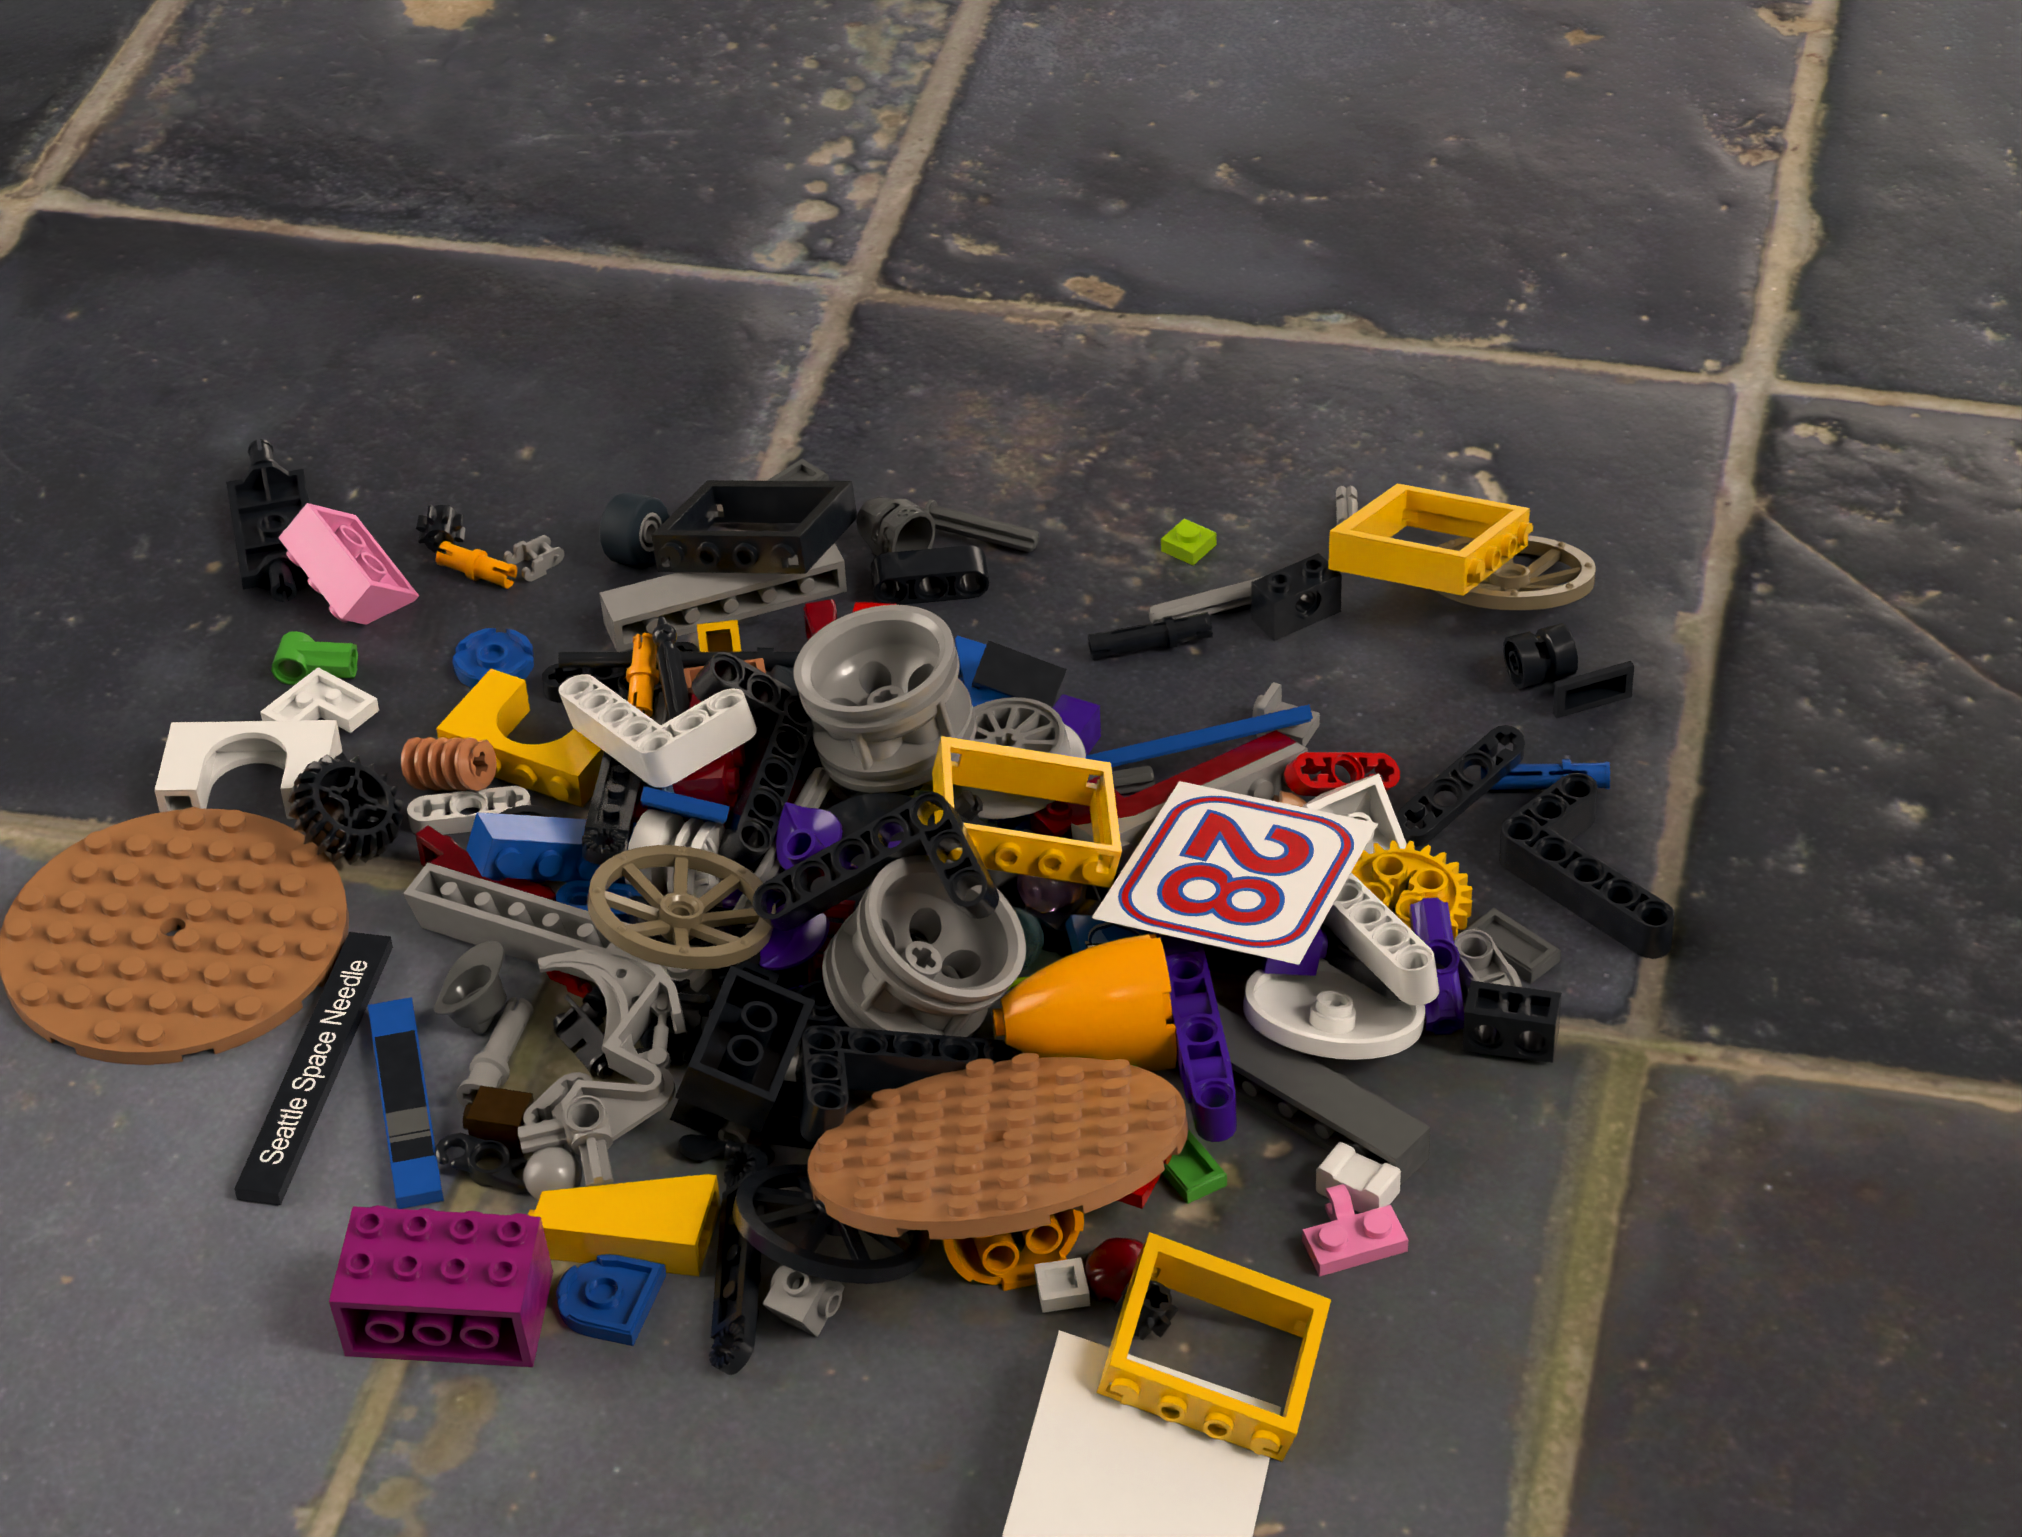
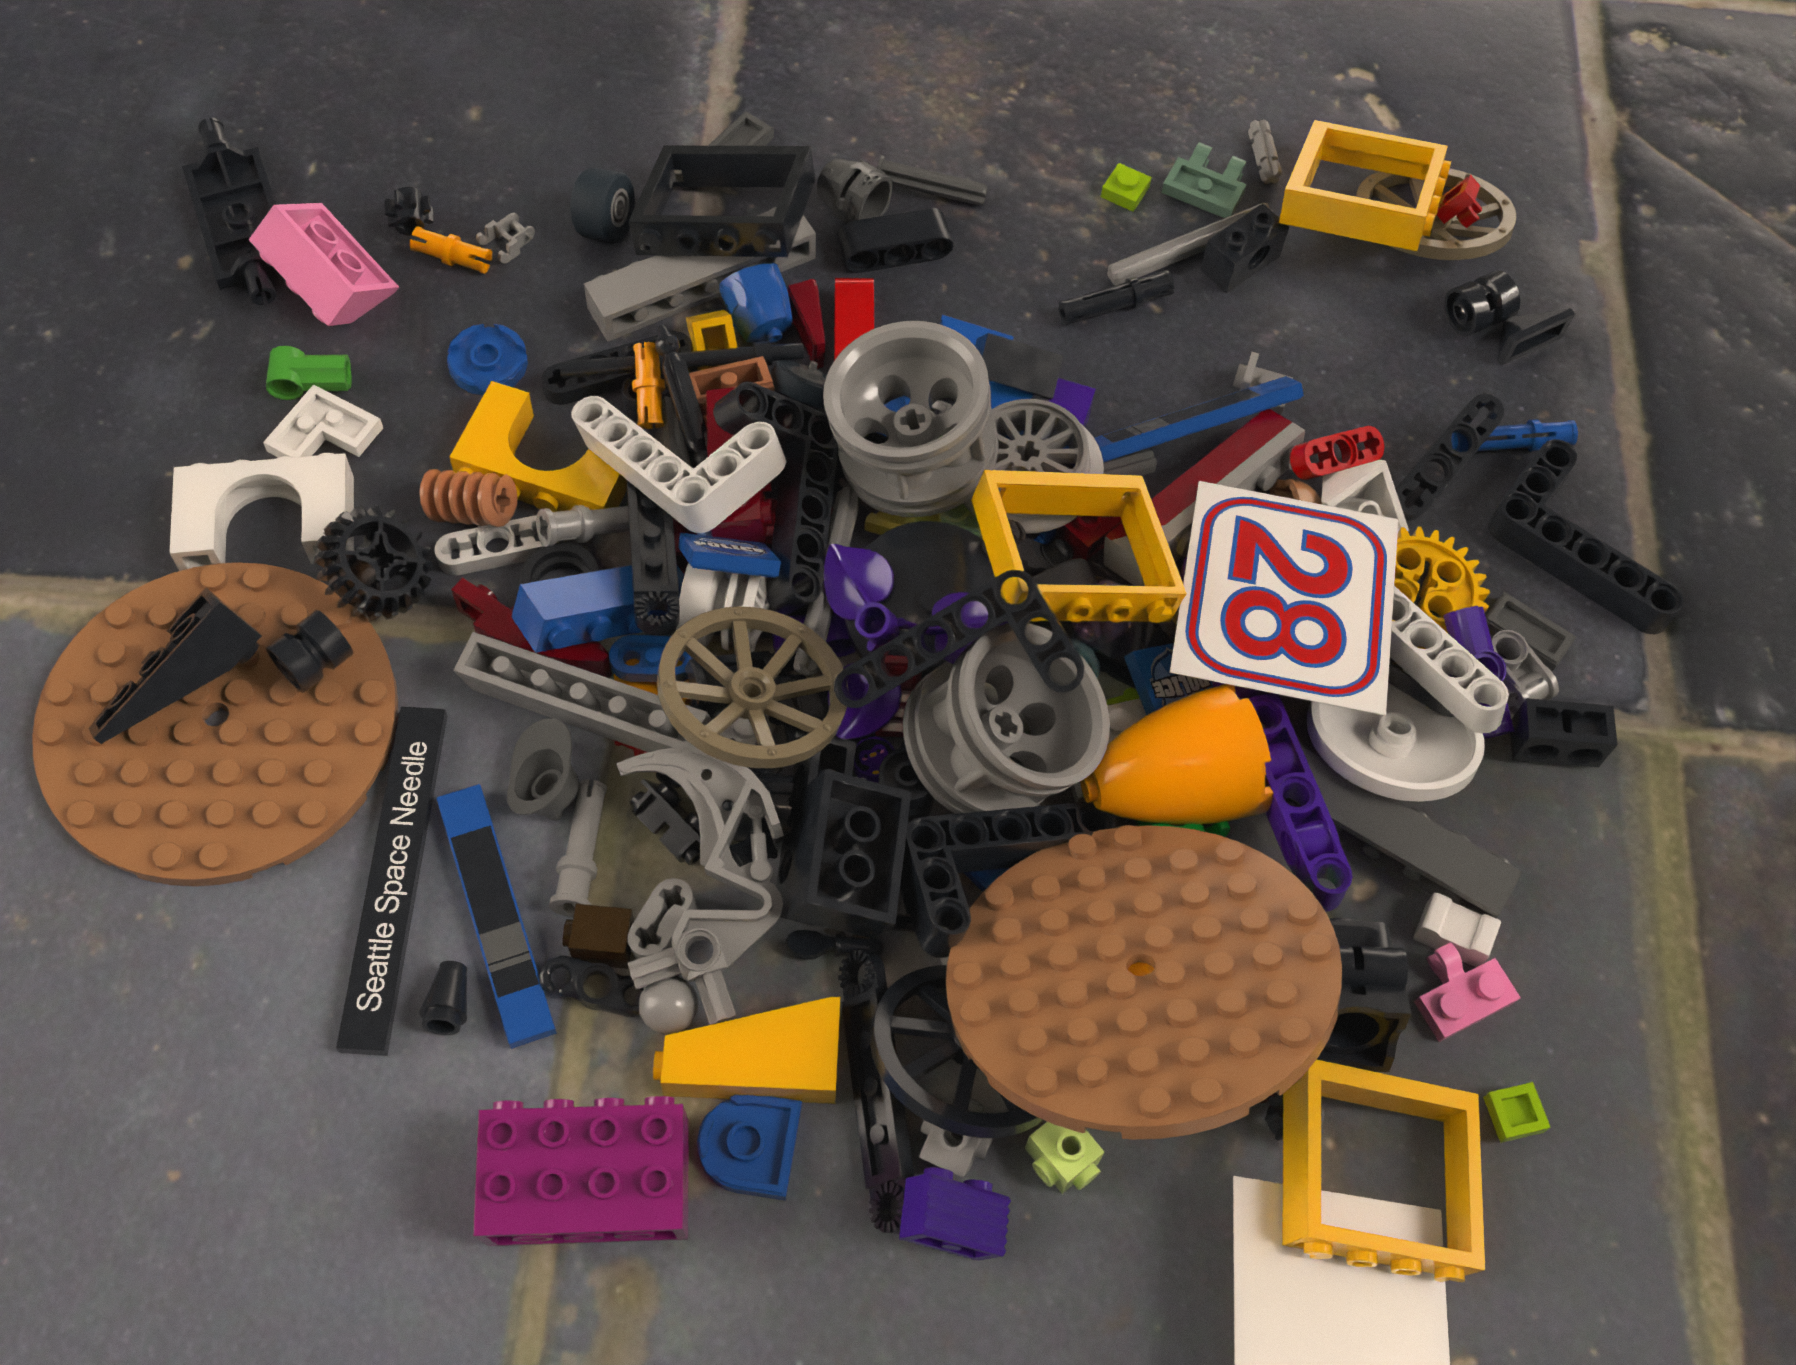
camera: 15 degrees left, 20 degrees up
(171, 861) = (202, 646): none -> black wedge
(265, 873) = (309, 651): none -> black wheel
(343, 1161) = (446, 1000): none -> black cone
(549, 788) = (580, 524): none -> light grey pin
(772, 615) = (758, 302): none -> blue helmet
(785, 1351) = (954, 1215): none -> dark purple brick
(908, 1319) = (1064, 1156): none -> yellowish green brick
(1214, 1196) = (1372, 997): none -> black piece
(1269, 542) = (1203, 187): none -> sand green plate
(1376, 1329) = (1516, 1112): none -> lime plate
(1530, 560) = (1461, 203): none -> red tile

